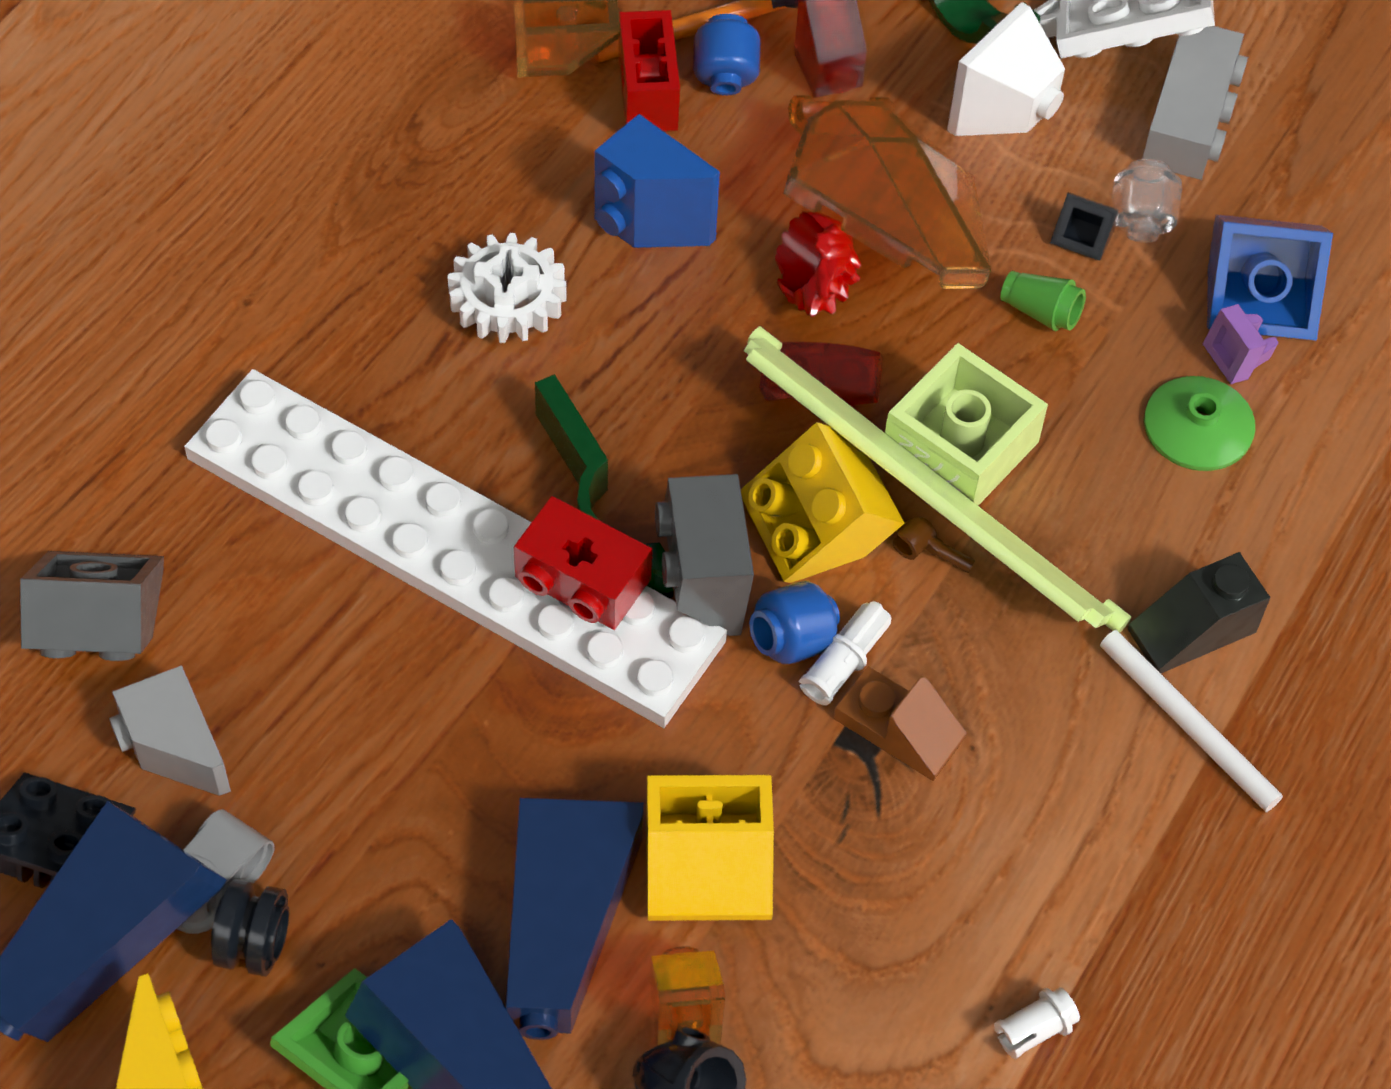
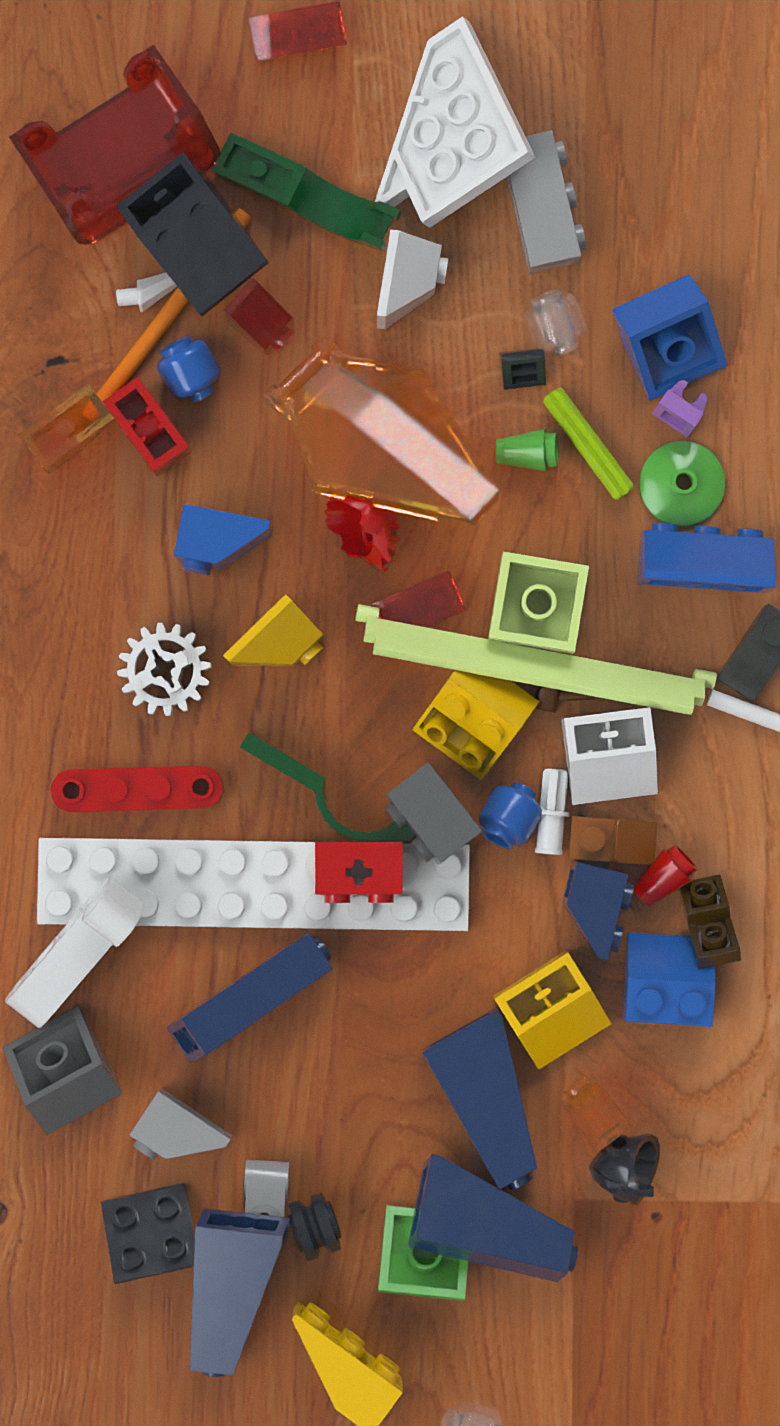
camera: 30 degrees left, 30 degrees up
(206, 477) = (97, 925): none -> white beam
(357, 635) = (250, 997): none -> dark blue slope
(394, 386) = (137, 788): none -> red plate
(644, 306) = (278, 639): none -> yellow slope
(842, 751) = (594, 903): none -> dark blue slope
(870, 909) = (666, 983): none -> blue slope
(942, 788) = (666, 875): none -> red cone
(954, 617) = (610, 755): none -> white slope
(966, 863) = (709, 922): none -> dark brown slope
(1114, 330) = (588, 443): none -> lime axle
(1181, 491) = (707, 559): none -> blue slope

